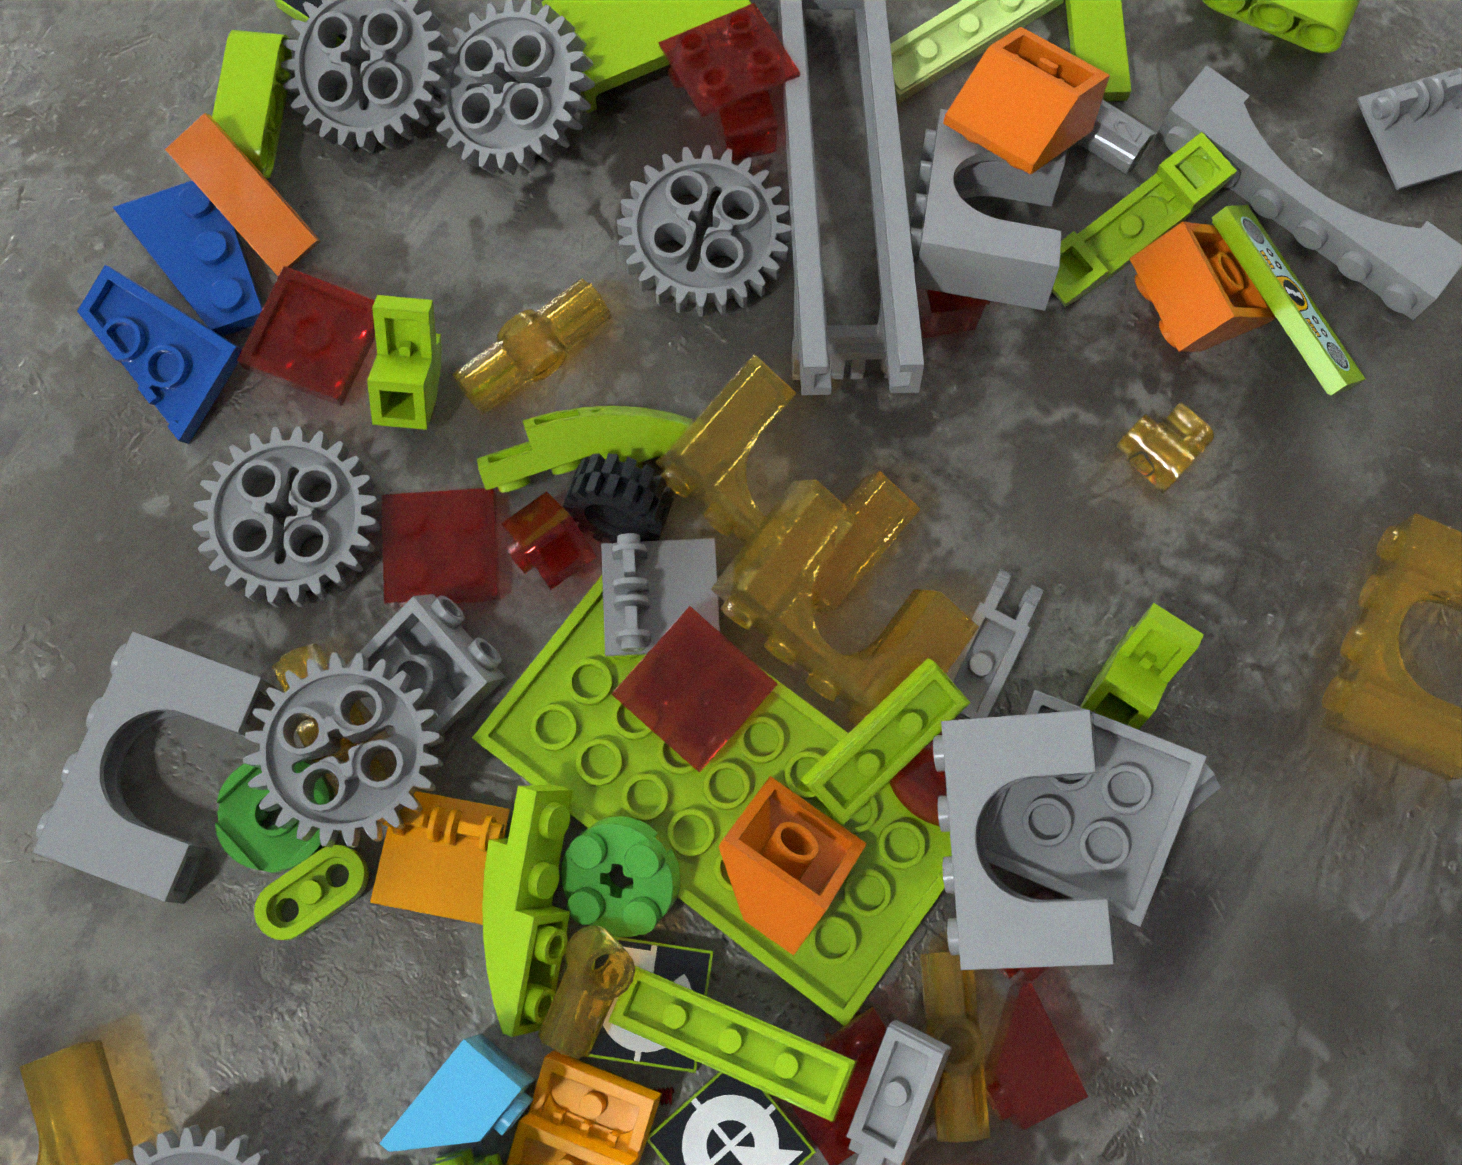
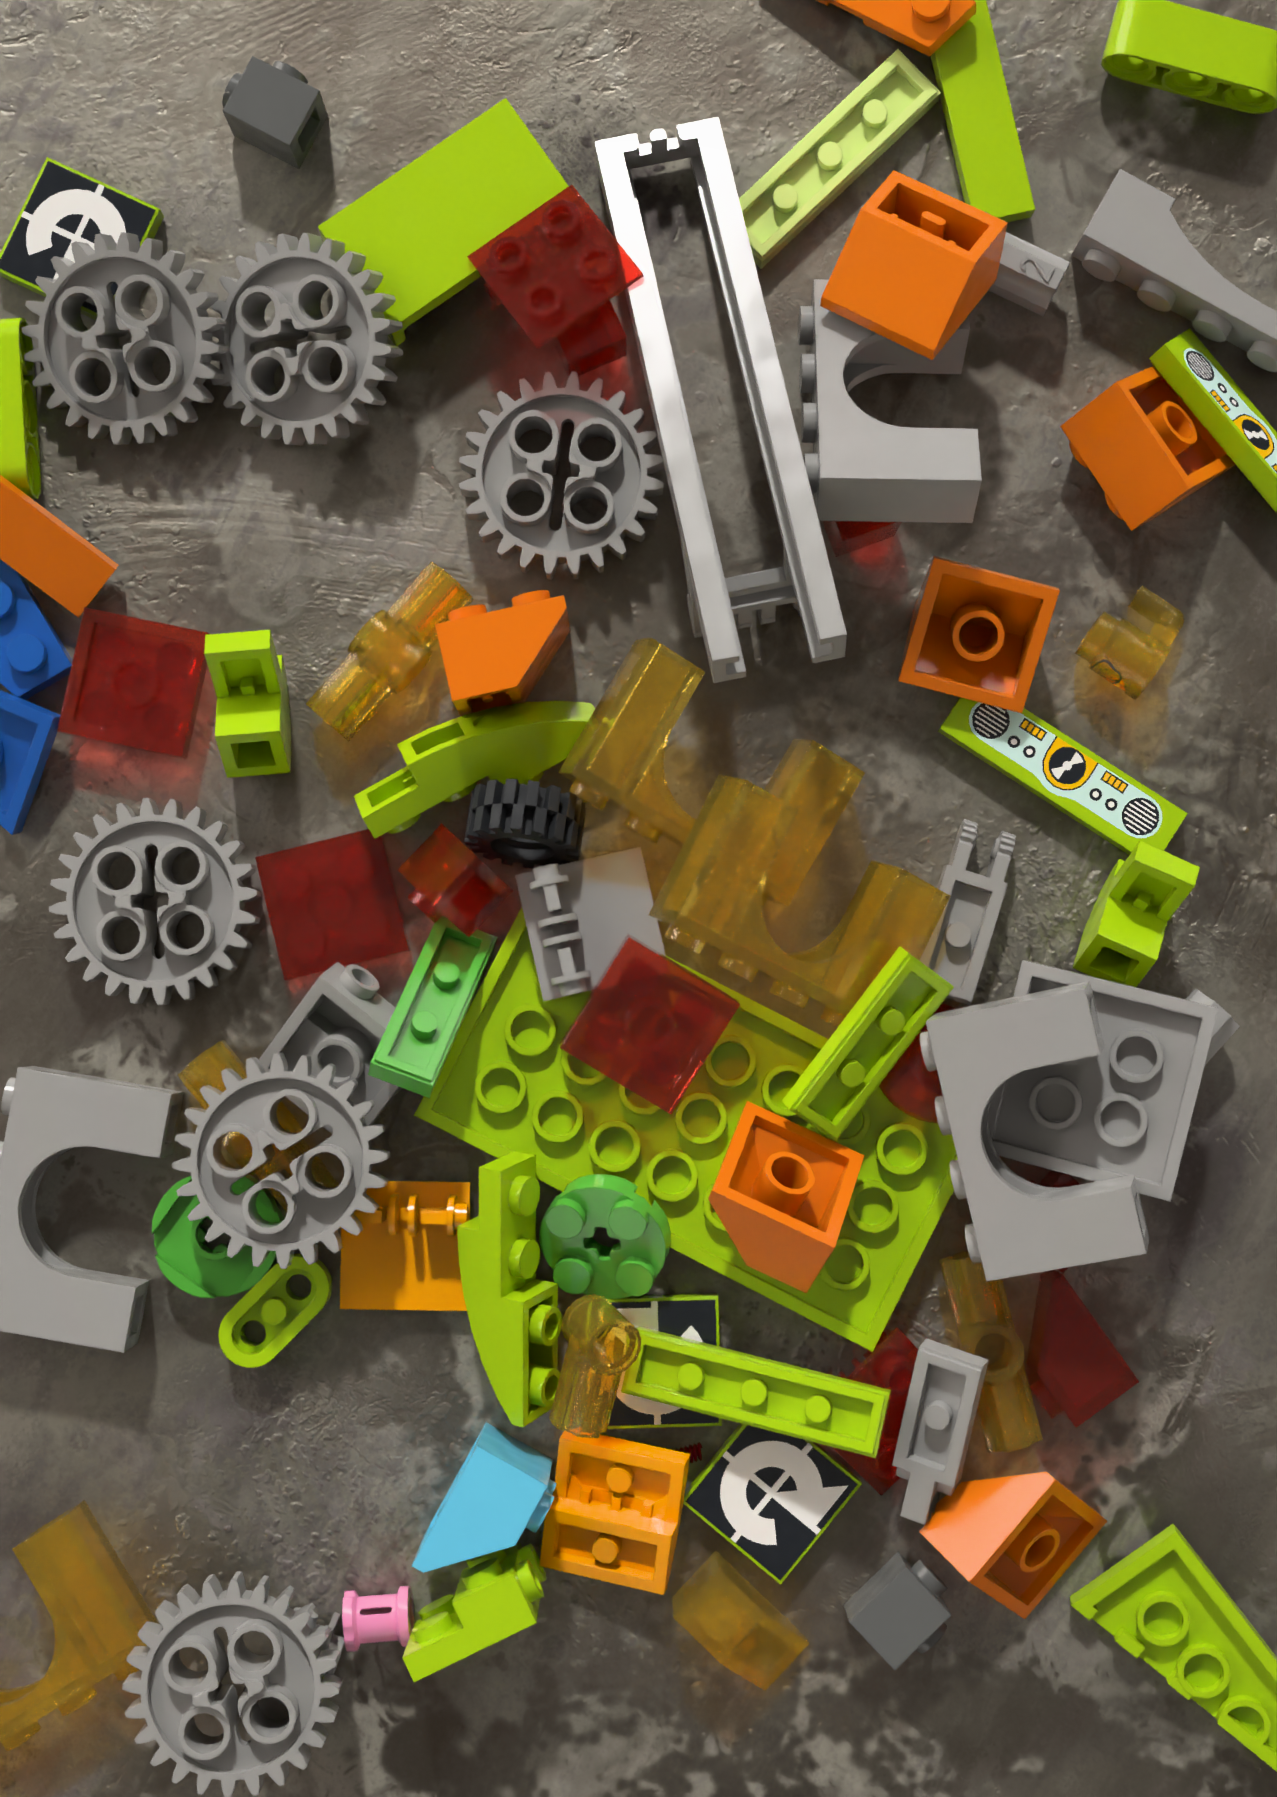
camera: 10 degrees left, 10 degrees up
(505, 643) = (432, 1008): none -> bright green tile
(627, 353) = (503, 652): none -> orange slope
(1036, 410) = (977, 634): none -> orange slope
(1087, 540) = (1064, 774): none -> tile
(1140, 218) = (1066, 371): lime slope -> none

